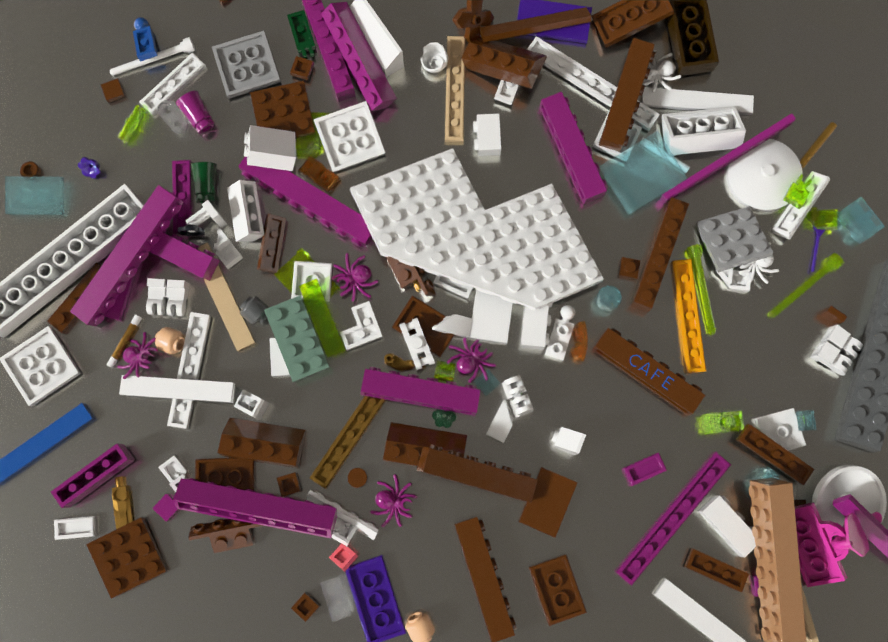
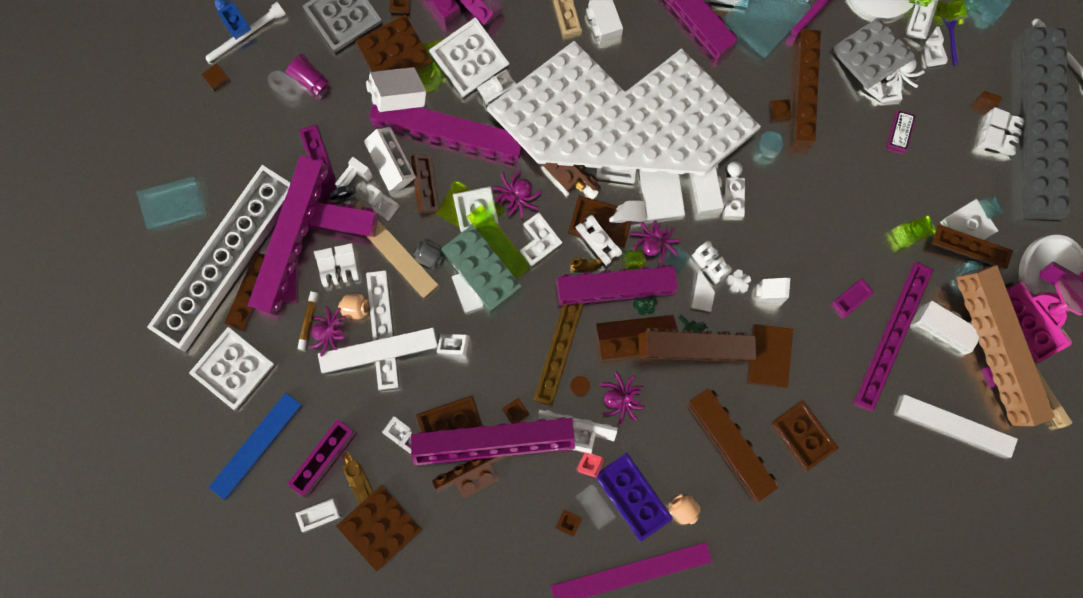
camera: 20 degrees left, 0 degrees up
(30, 169) = (157, 178): reddish brown tile -> none
(89, 167) = (217, 159): dark purple plant -> none
(131, 123) = (245, 104): clear neon green pin -> none
(165, 507) = (402, 469): magenta tile -> none
(173, 83) = (273, 53): white tile -> none
(204, 181) = (338, 141): dark green plant -> none
(262, 442) = (477, 379): reddish brown slope -> none
(319, 174) = (450, 103): clear orange slope -> none
(366, 171) = (496, 86): none -> white hips
(482, 453) = (697, 327): none -> clear green piece
(539, 421) = (738, 281): none -> white plant
(580, 348) = (757, 201): clear orange slope -> none
(649, 372) = (829, 203): reddish brown brick -> none
(688, 316) = (851, 140): light orange tile -> none
(695, 252) = (840, 77): clear neon green piece -> none
(716, 570) = (949, 372): reddish brown plate -> none
(740, 321) = (901, 131): none -> tile
(794, 252) = (934, 50): none -> white slope
(833, 262) = (973, 49): clear neon green piece -> none

